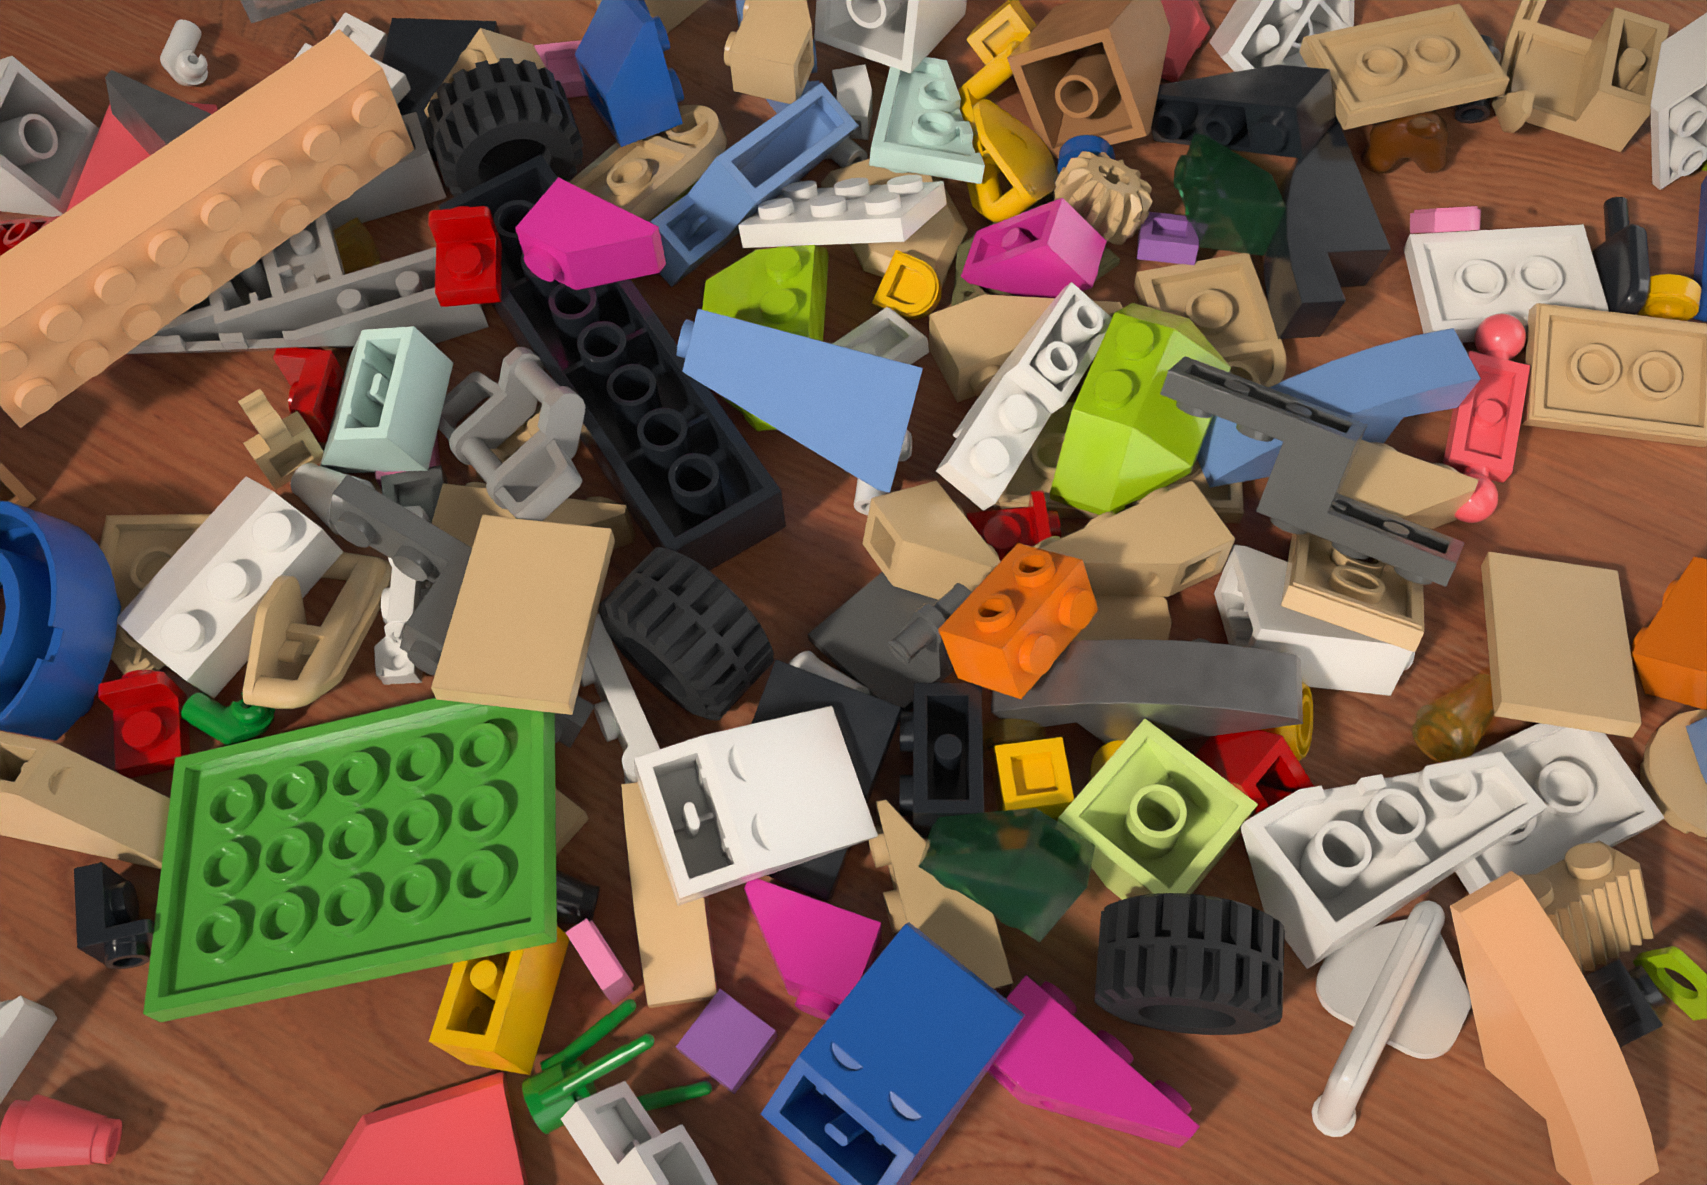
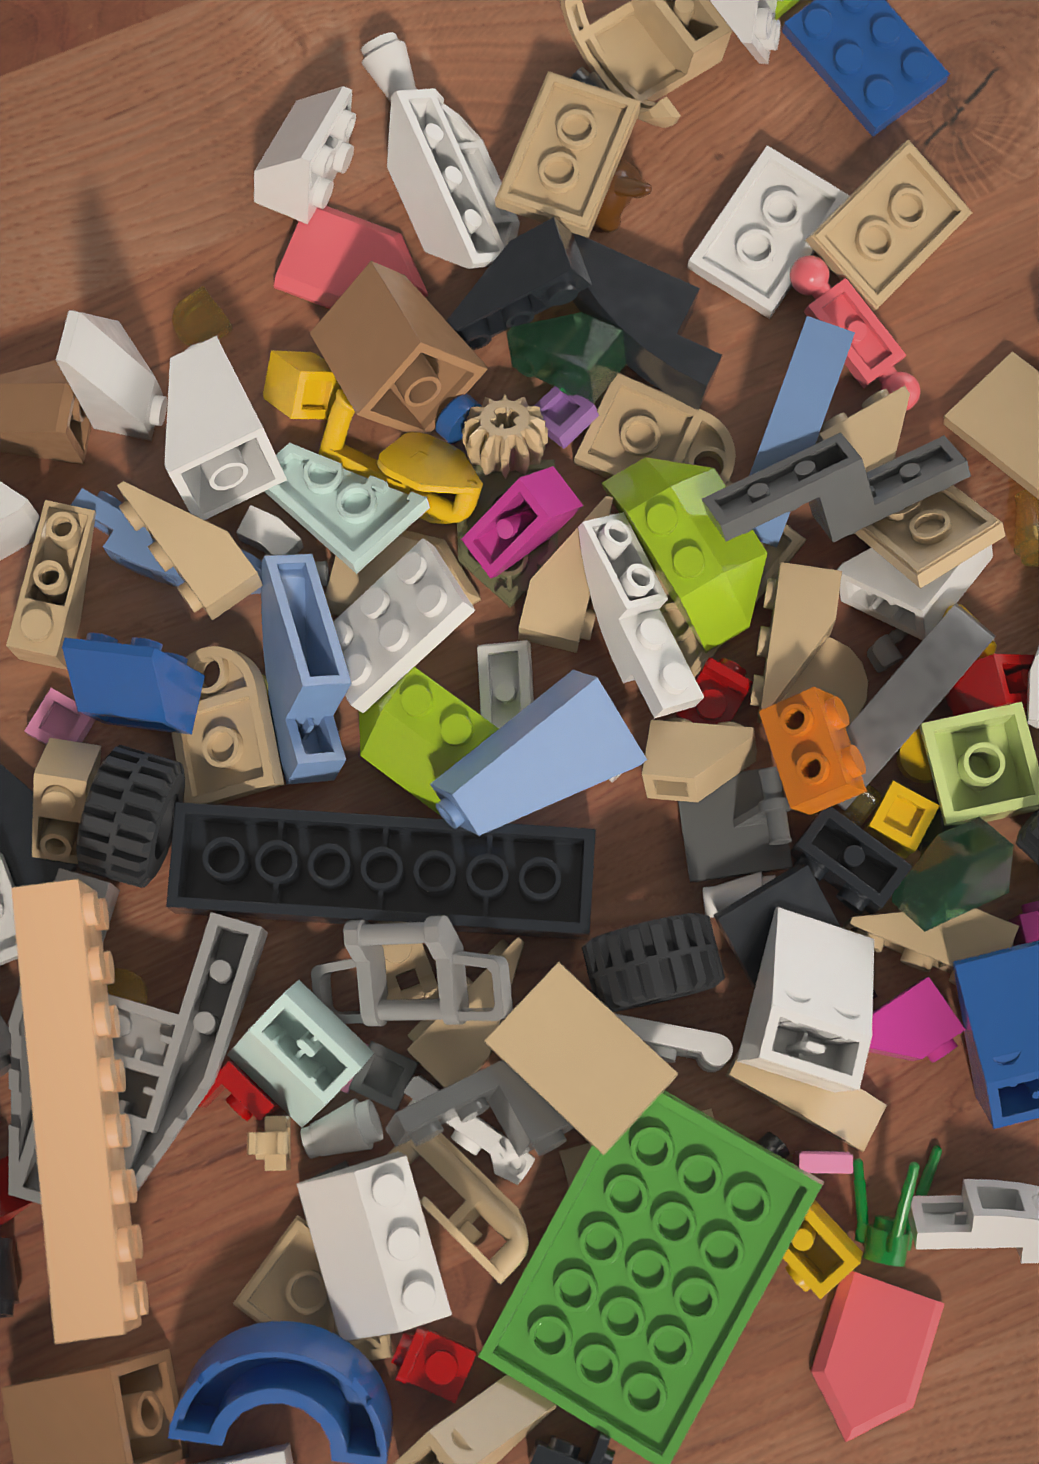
camera: 60 degrees left, 15 degrees up
(227, 724) = (473, 1302): green arm -> none
(466, 256) = (245, 917): red bracket -> none
(587, 239) = (299, 825): dark pink slope -> none
(727, 1041) = (920, 1118): medium lavender tile -> none
(909, 287) = (477, 625): yellow tile -> none
(1445, 219) = (693, 225): bright pink tile -> none
(1623, 260) = (811, 147): black piece -> none
(1672, 298) = (858, 145): yellow tile -> none

